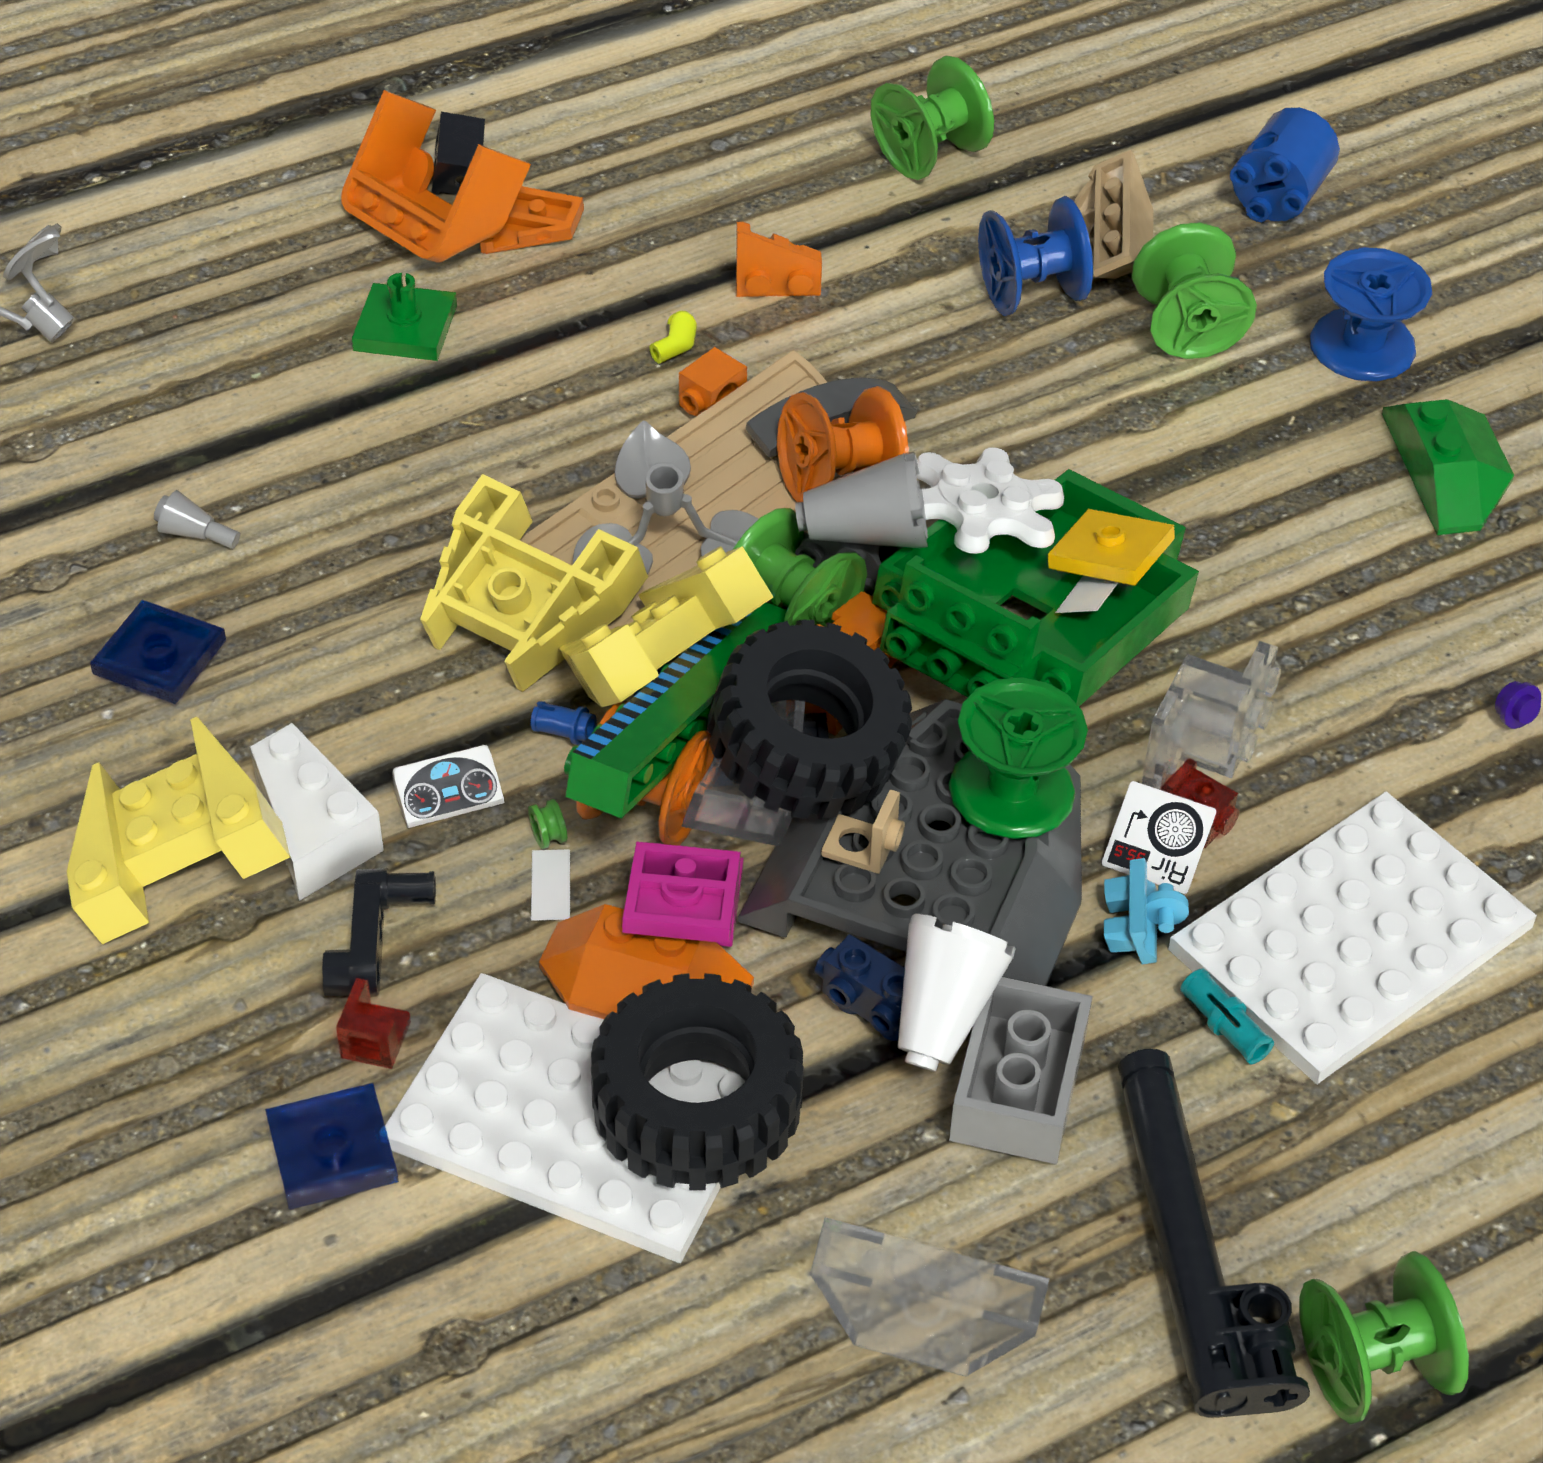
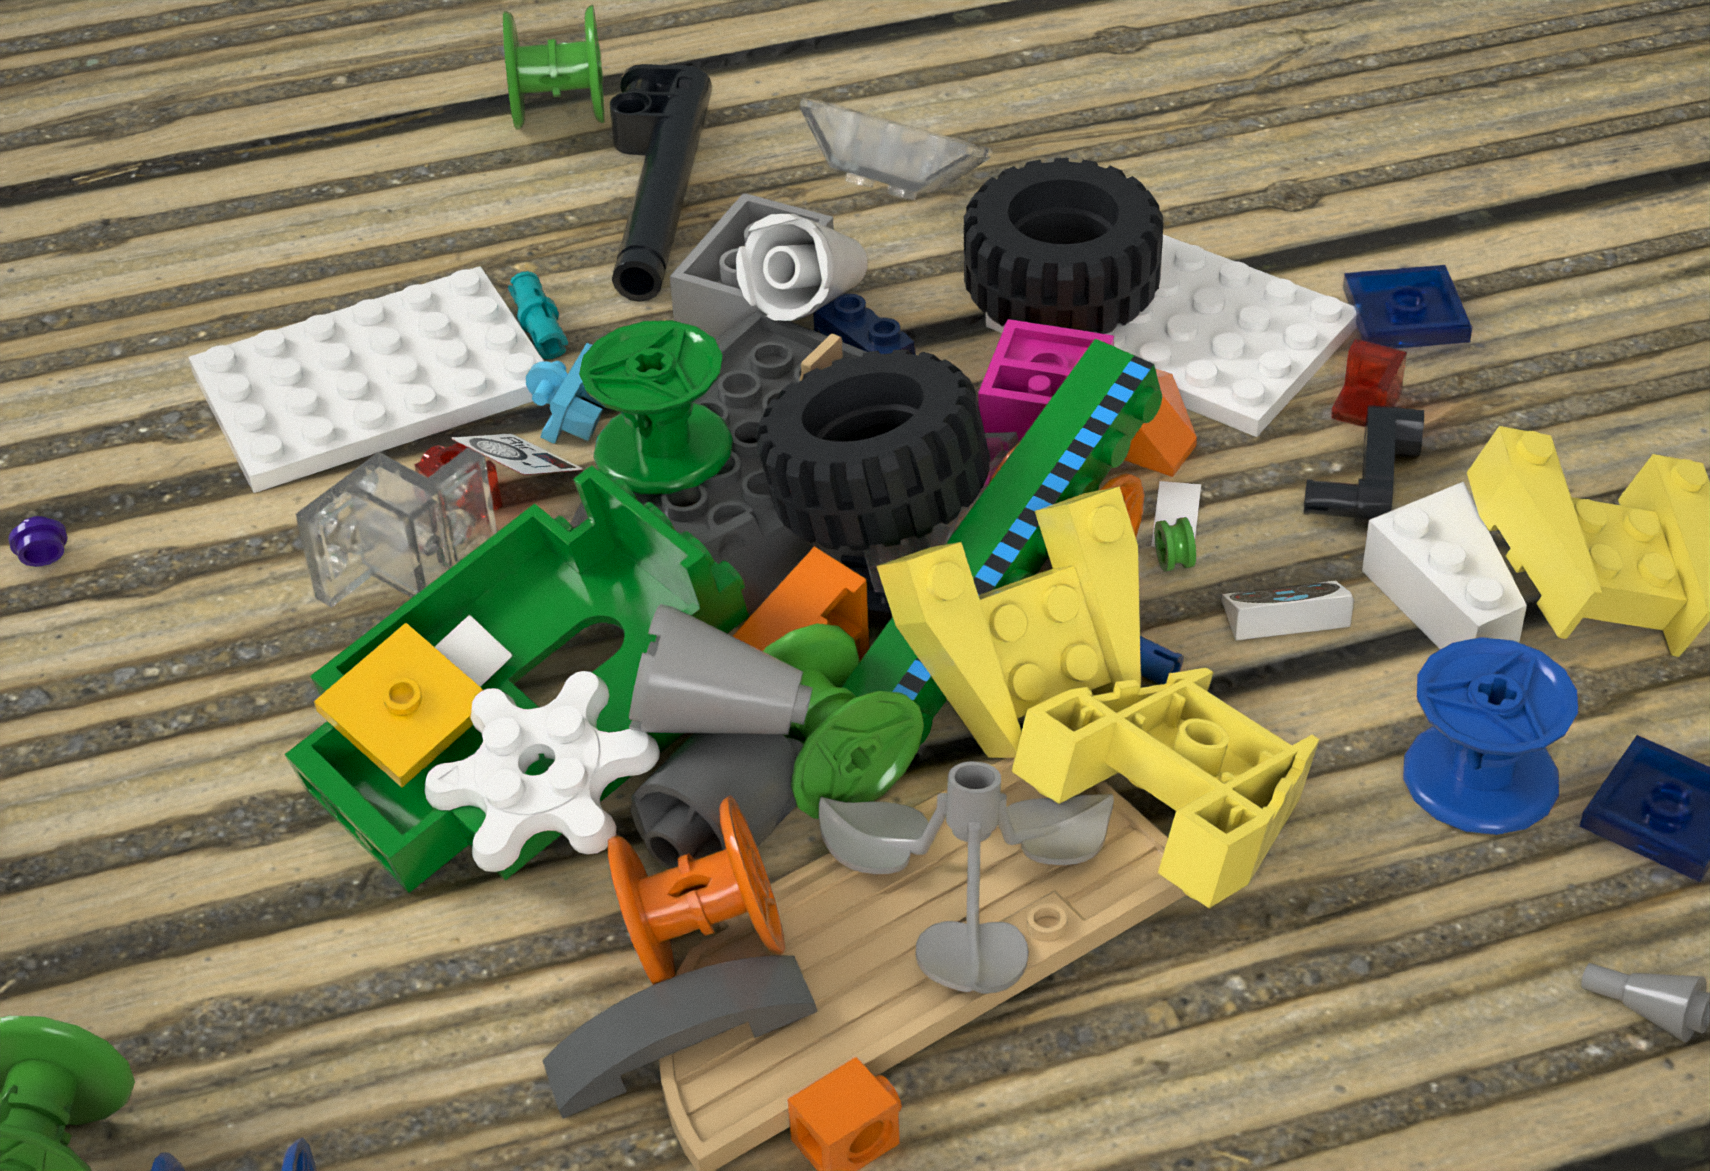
camera: 165 degrees left, 5 degrees down
(289, 635) = (1491, 721): none -> blue piece

